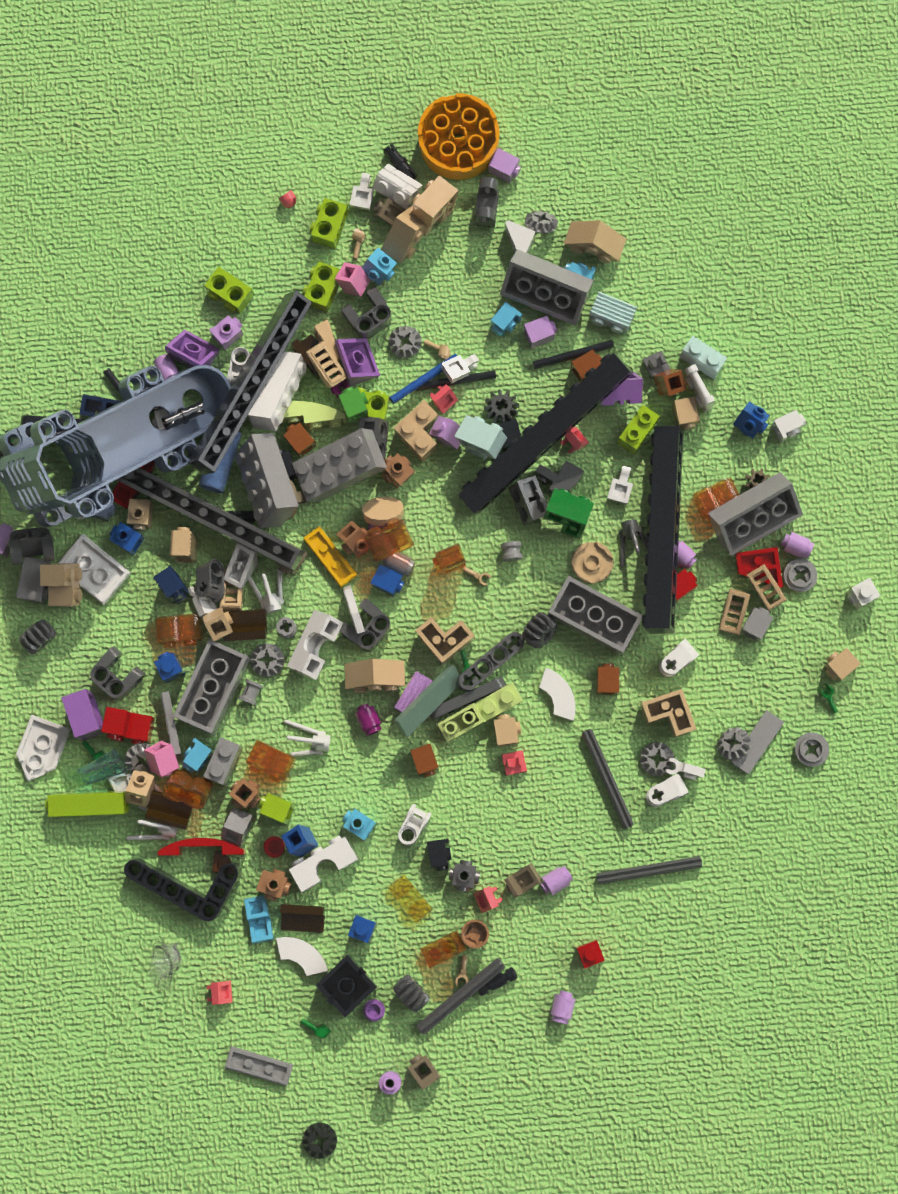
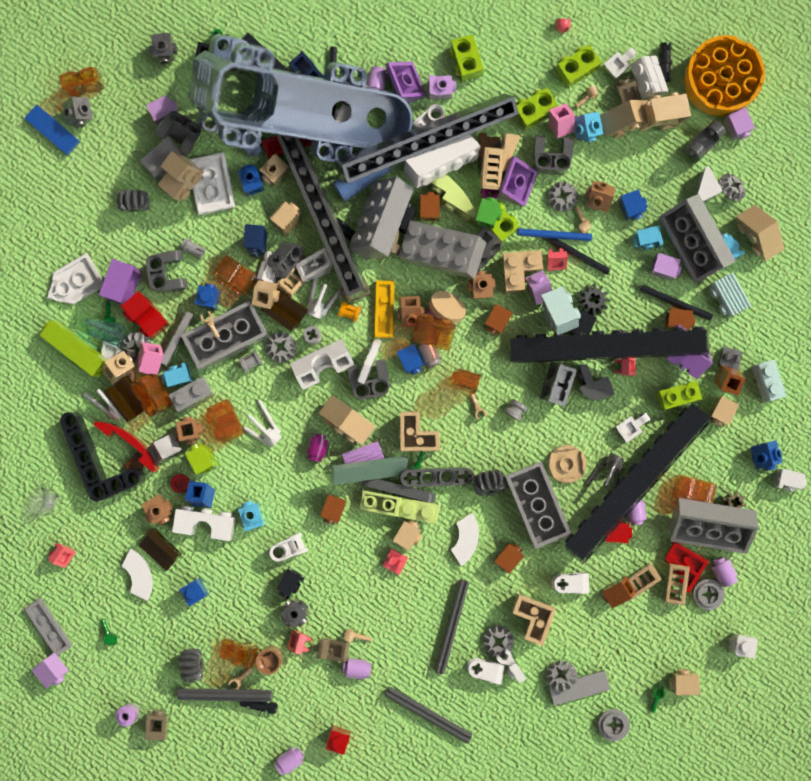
camera: 35 degrees right, 5 degrees up
(122, 636) = (192, 248): none -> light grey pin
(183, 415) = (359, 123): black pin -> none
(189, 684) = (209, 322): none -> tan hand
(259, 919) = (129, 525): medium azure slope -> none
(292, 1100) = (50, 671): none -> lavender brick
(301, 582) = (349, 311): none -> light orange bush
(323, 1130) = (56, 709): pearl dark grey gear -> none
(346, 985) = (151, 623): black brick -> none
(374, 1010) = (157, 654): medium lavender plate -> none
(410, 898) = (245, 597): clear yellow slope -> none
(434, 488) = (497, 320): none -> dark orange brick
(436, 316) = (599, 196): none -> medium nougat brick
(457, 368) = (585, 247): white plate -> none
(470, 302) = (633, 205): none -> blue brick
(526, 857) = (350, 634): none -> tan hand
(569, 511) = (579, 416): green brick -> none
(696, 384) = (747, 396): white plate -> none
(723, 633) = (618, 592): none -> dark orange brick
(757, 624) = (648, 604): light grey brick -> none

